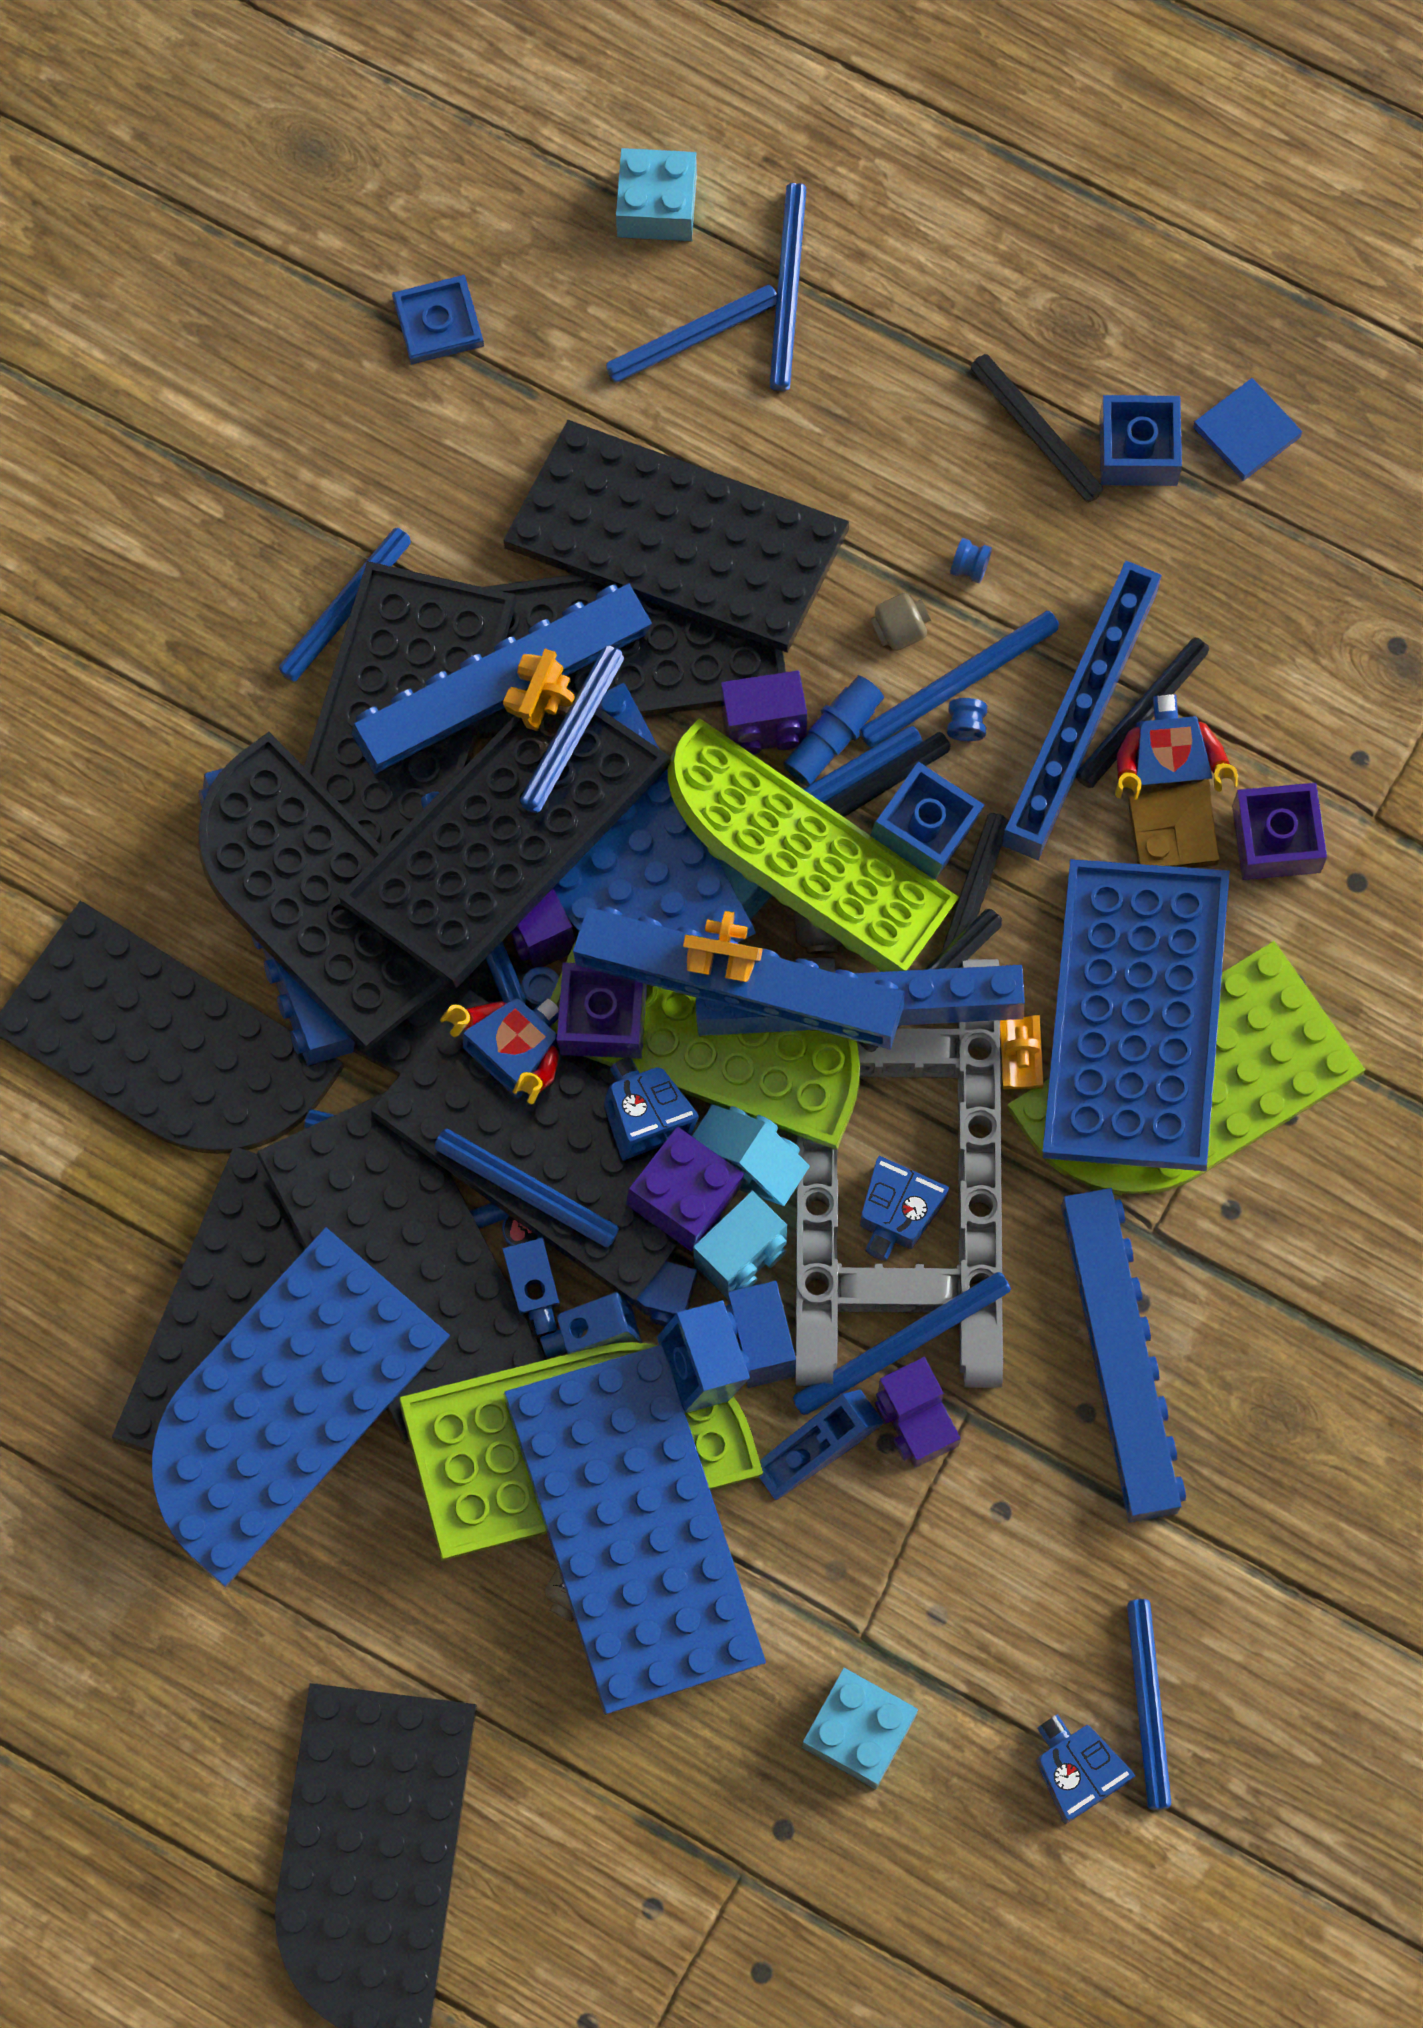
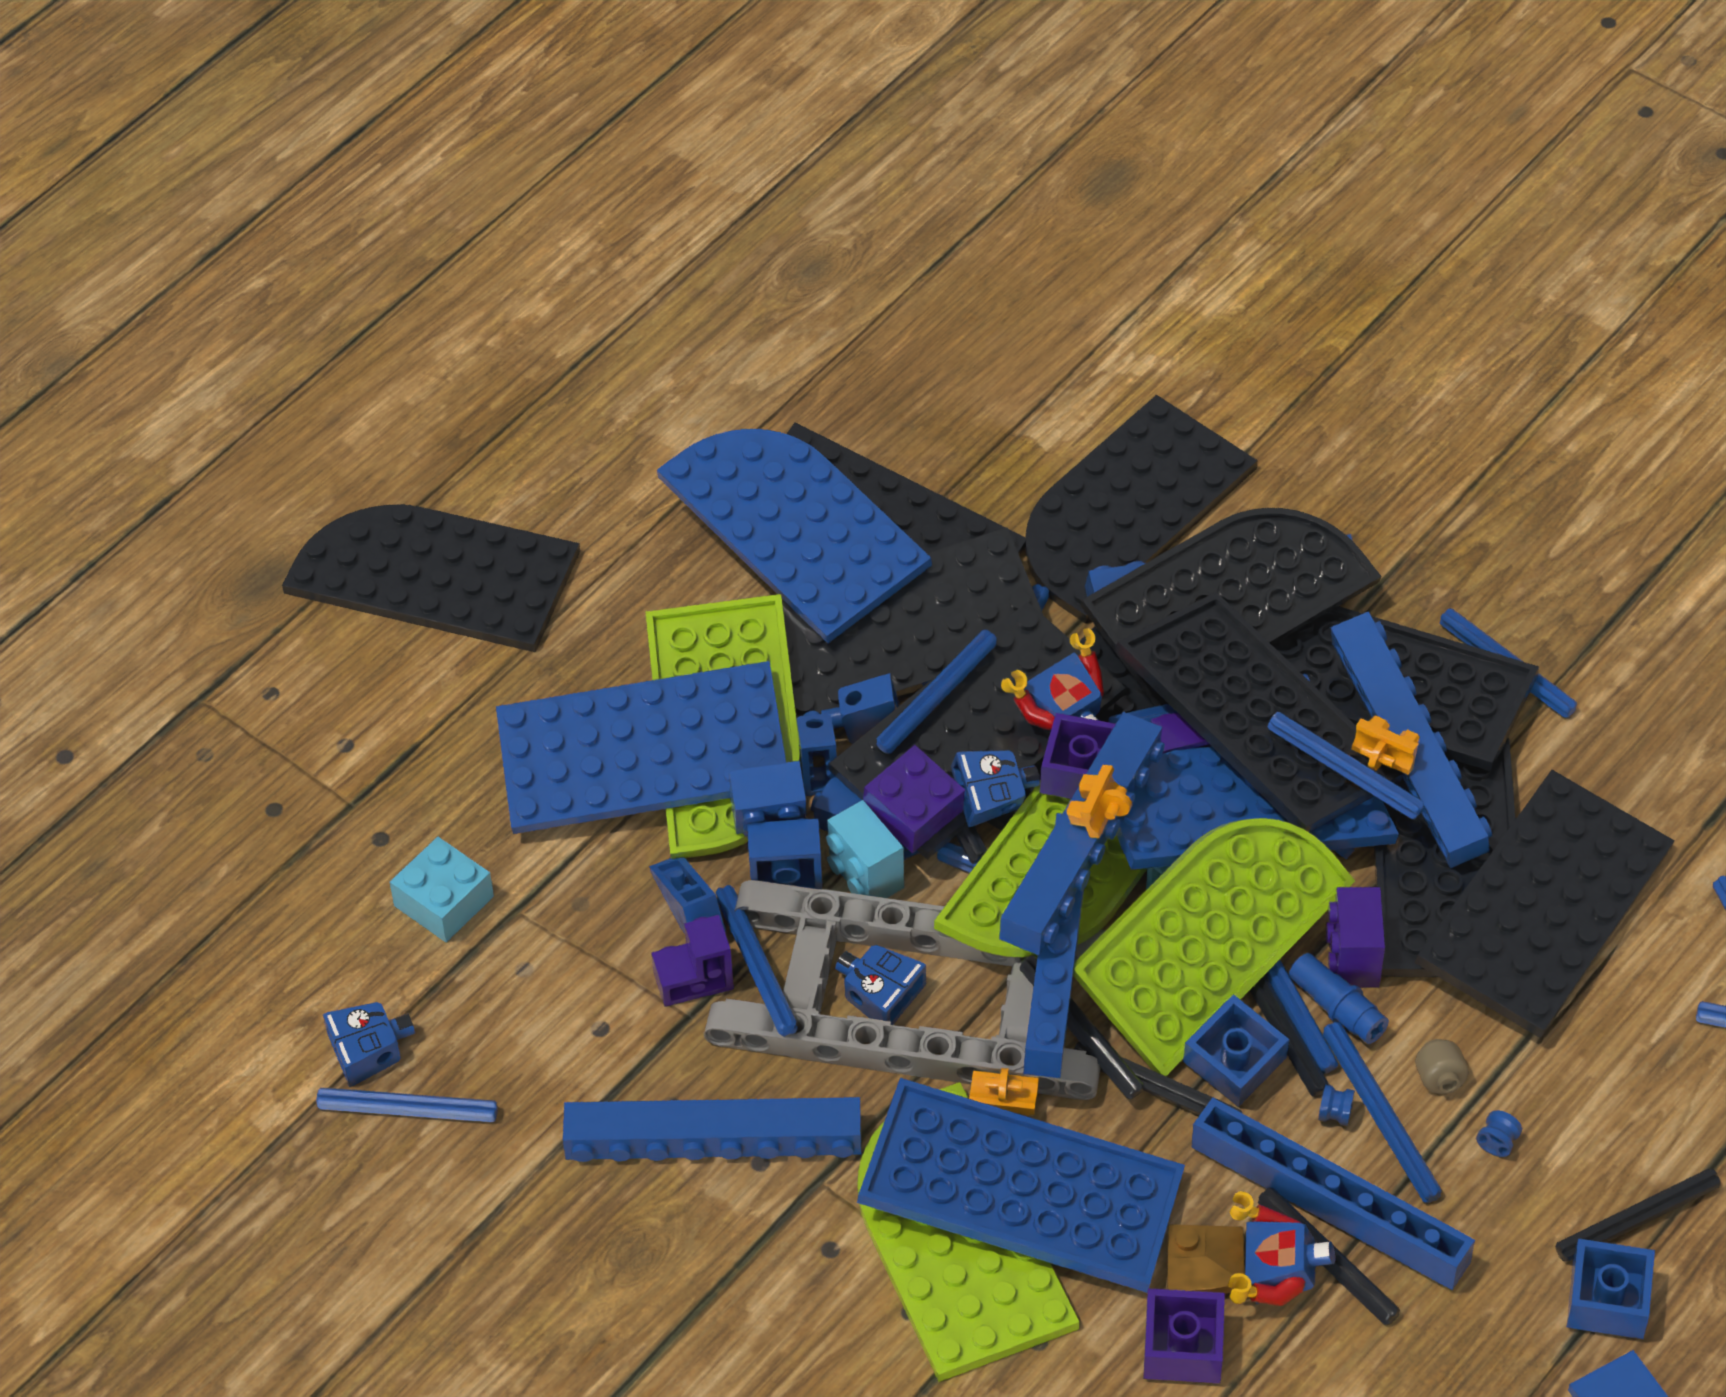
camera: 100 degrees right, 20 degrees down
(754, 1147) = (939, 860): medium azure brick -> none

